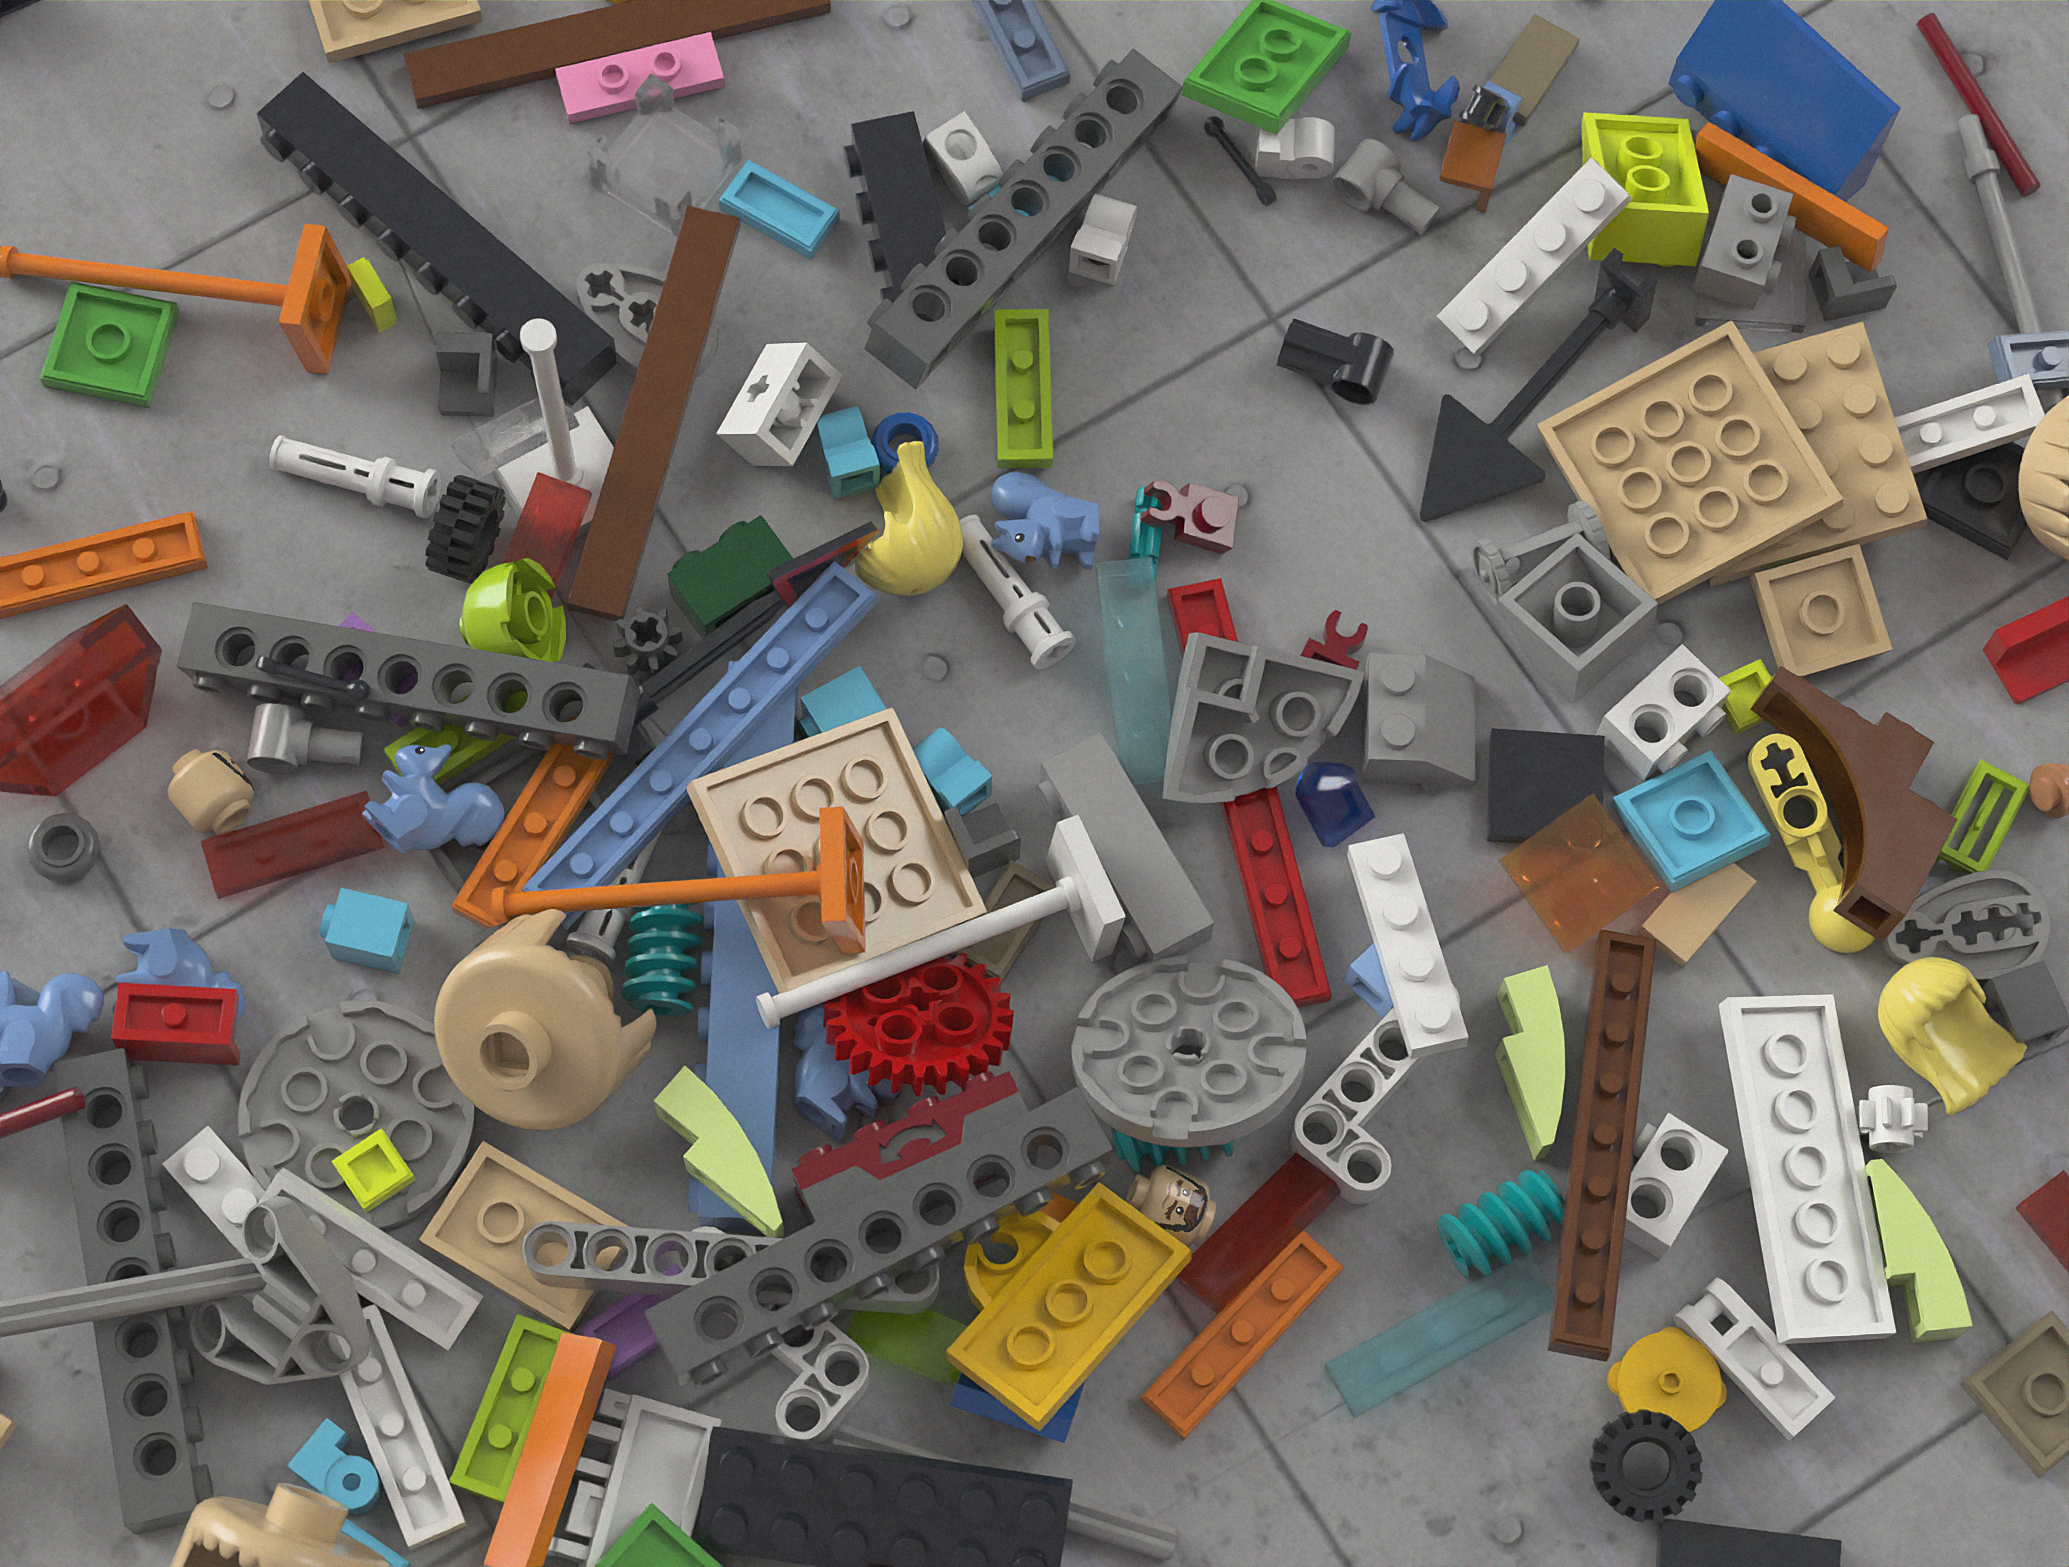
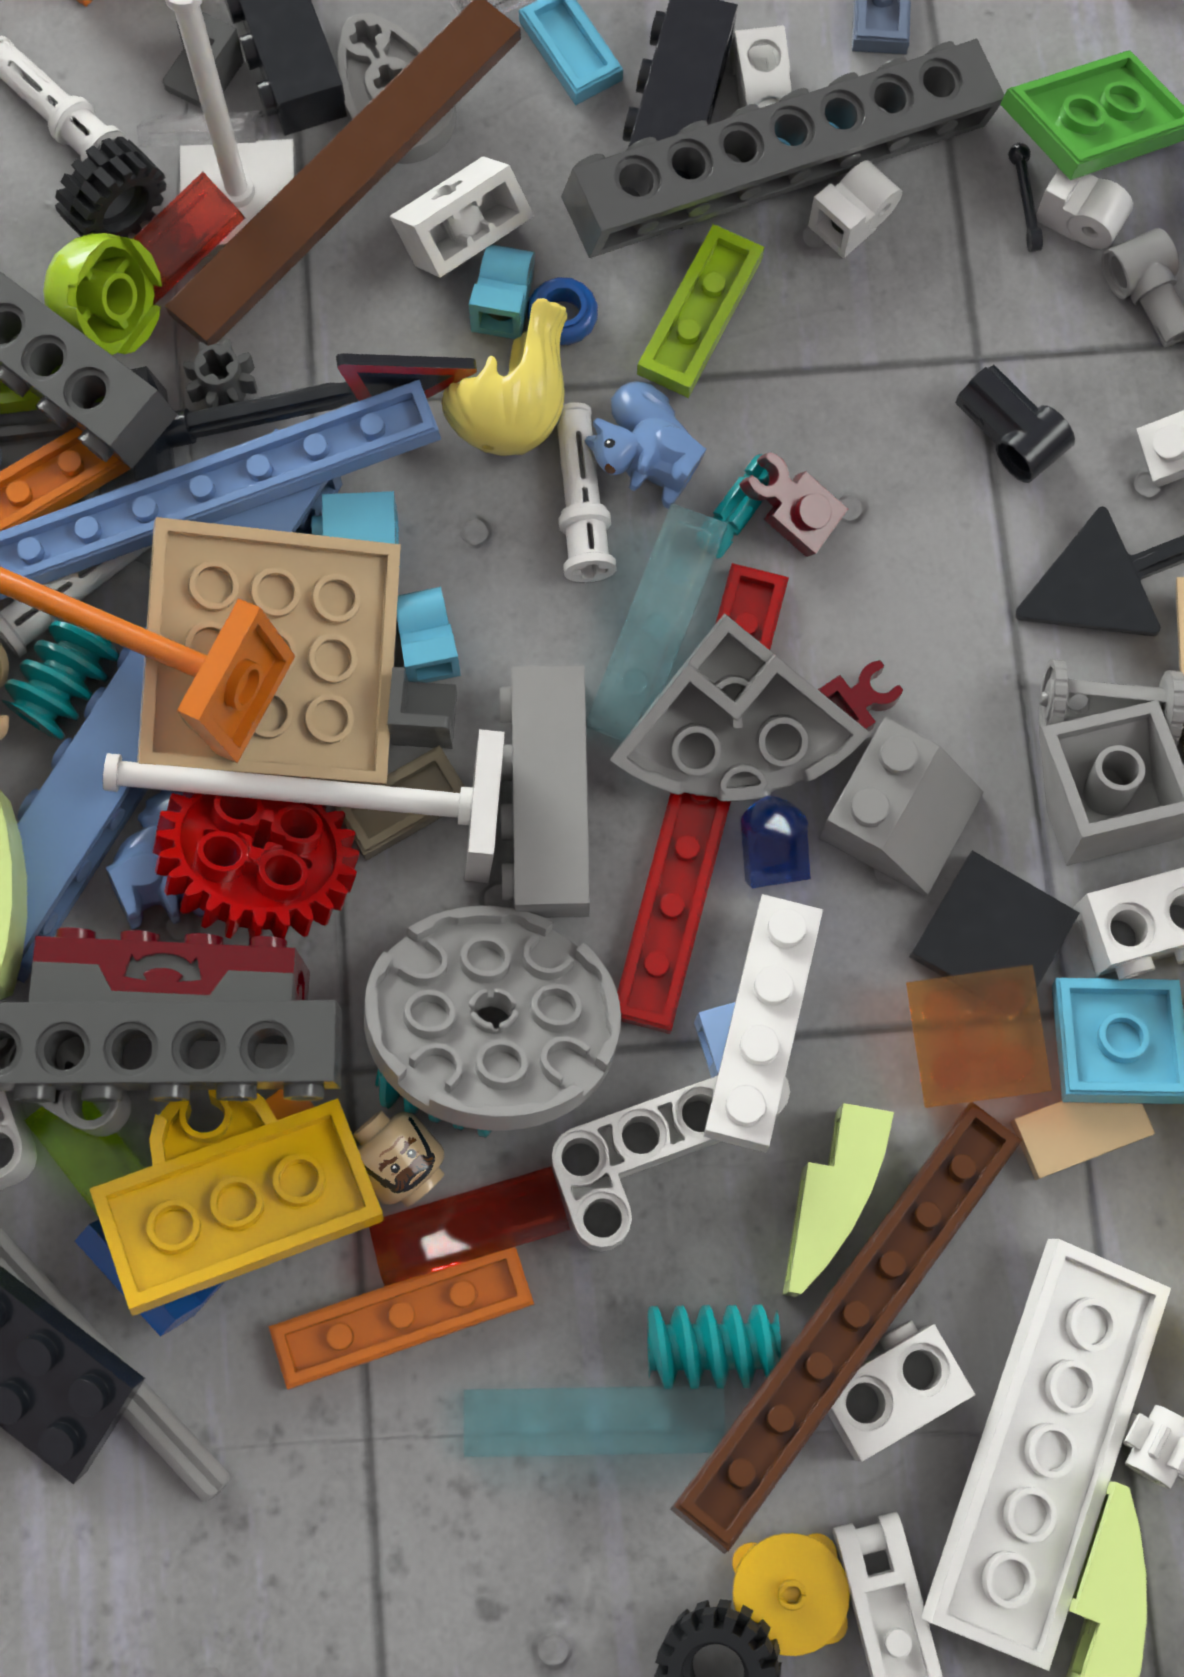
camera: 30 degrees right, 5 degrees up
(727, 575) = (305, 345): dark green brick -> none

